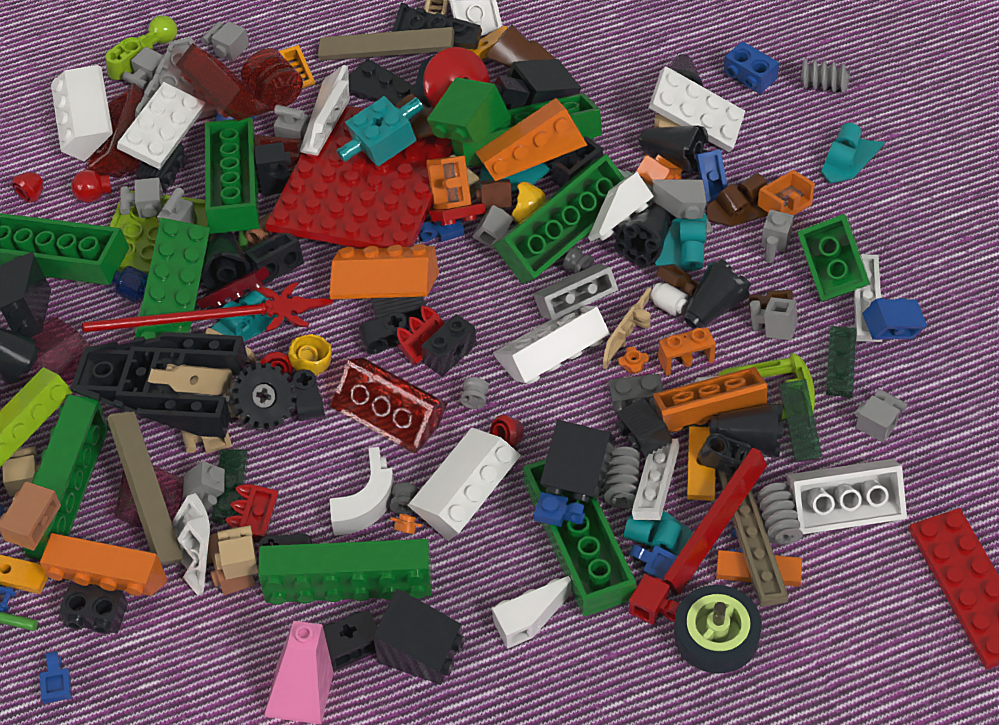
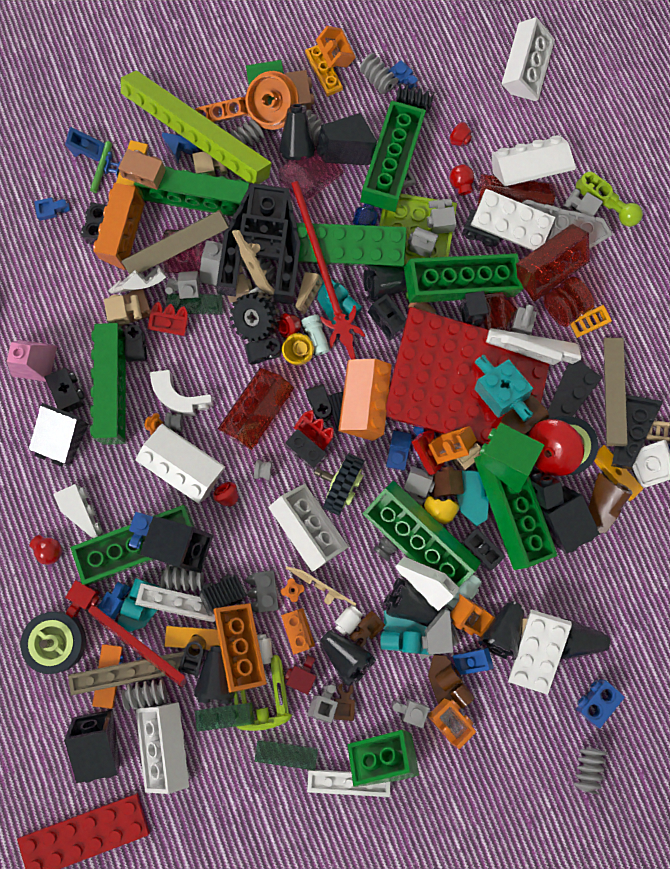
camera: 85 degrees right, 25 degrees up
(171, 455) = (210, 263): none -> light grey slope
(227, 40) = (617, 264): light grey brick -> none
(234, 289) = (353, 289): dark red plate -> none
(281, 340) = (314, 329): none -> light aqua axle
(454, 253) = (398, 450): none -> blue slope
(497, 290) = (342, 483): none -> black wheel
(532, 142) = (490, 510): orange wedge -> none
(575, 291) = (352, 546): light grey brick -> none
(587, 650) = (46, 550): none -> red piece
(743, 345) = (301, 678): none -> dark red brick
(849, 154) = (503, 782): teal panel -> none
(852, 571) = (93, 746): none -> black slope
(879, 415) = (231, 779): light grey brick -> none
(894, 319) = (318, 803): blue brick -> none

